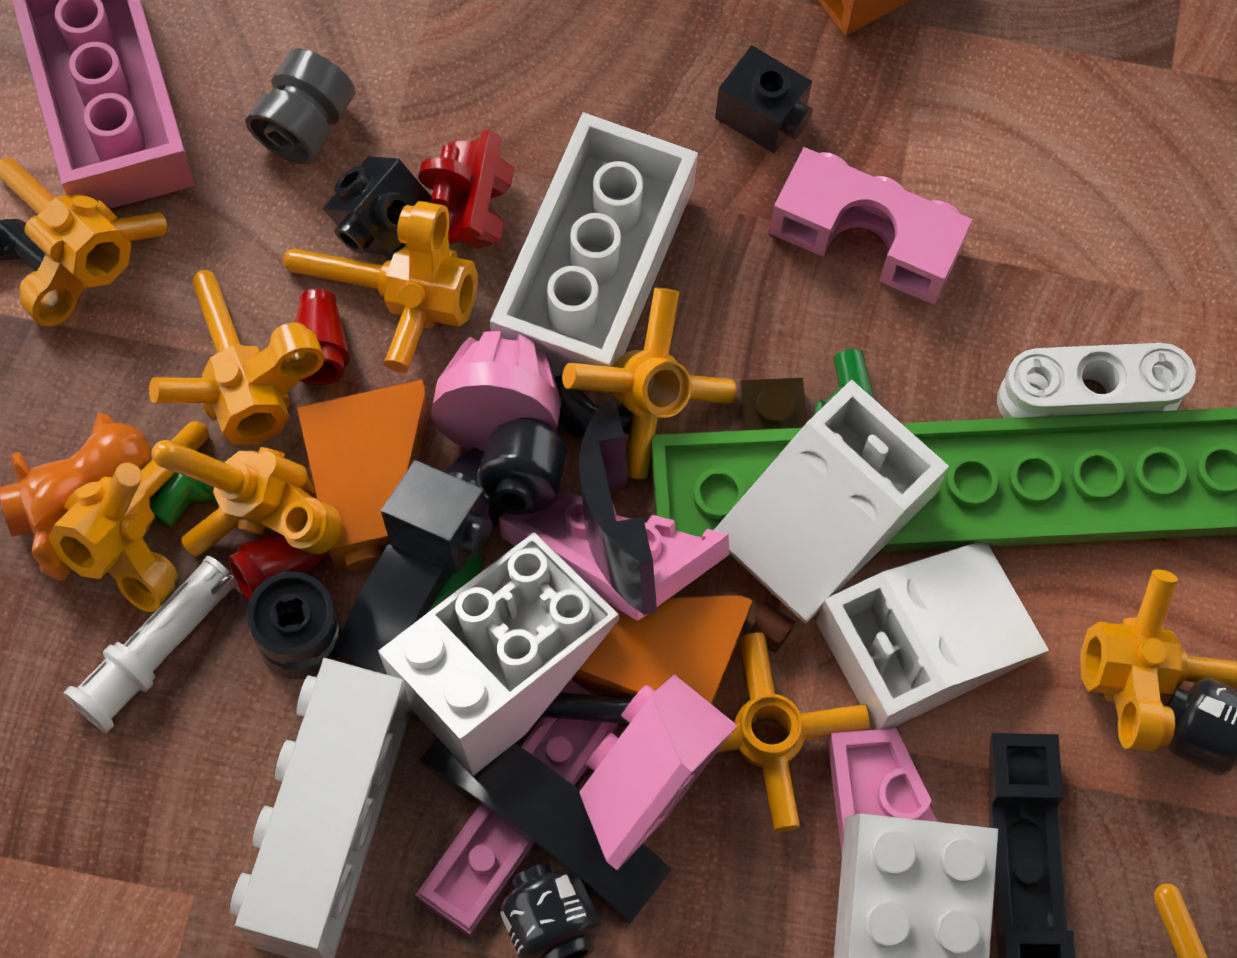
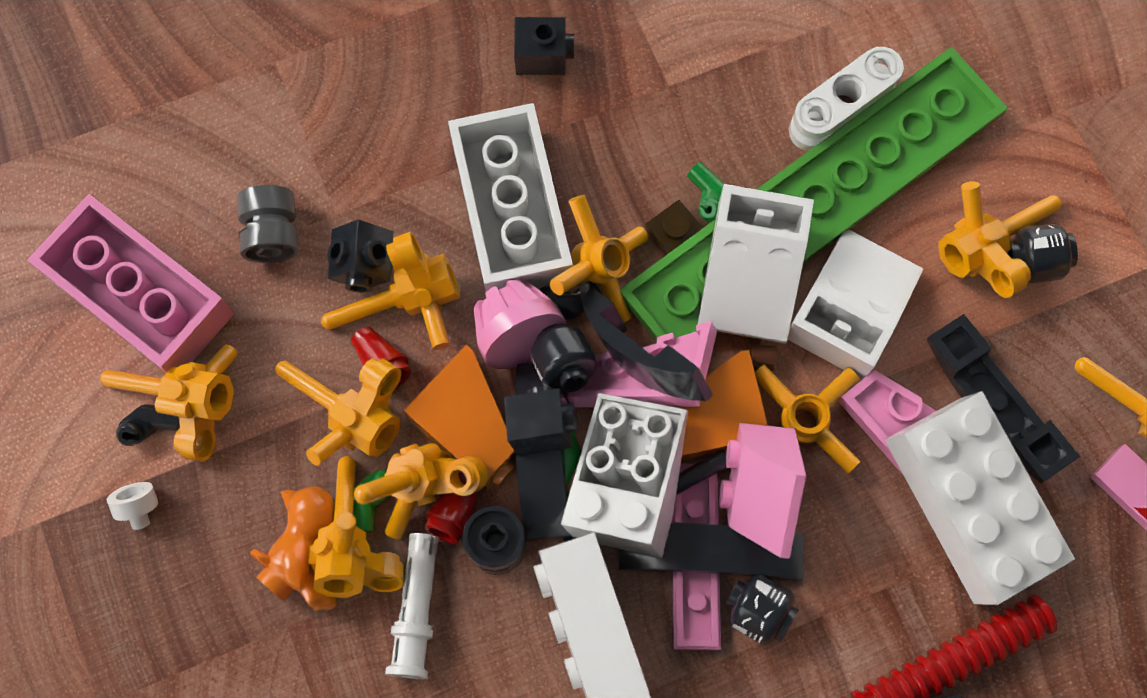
camera: 30 degrees left, 5 degrees up
(465, 182) = (403, 208): red hips -> none
(830, 196) = (687, 72): bright pink arch -> none

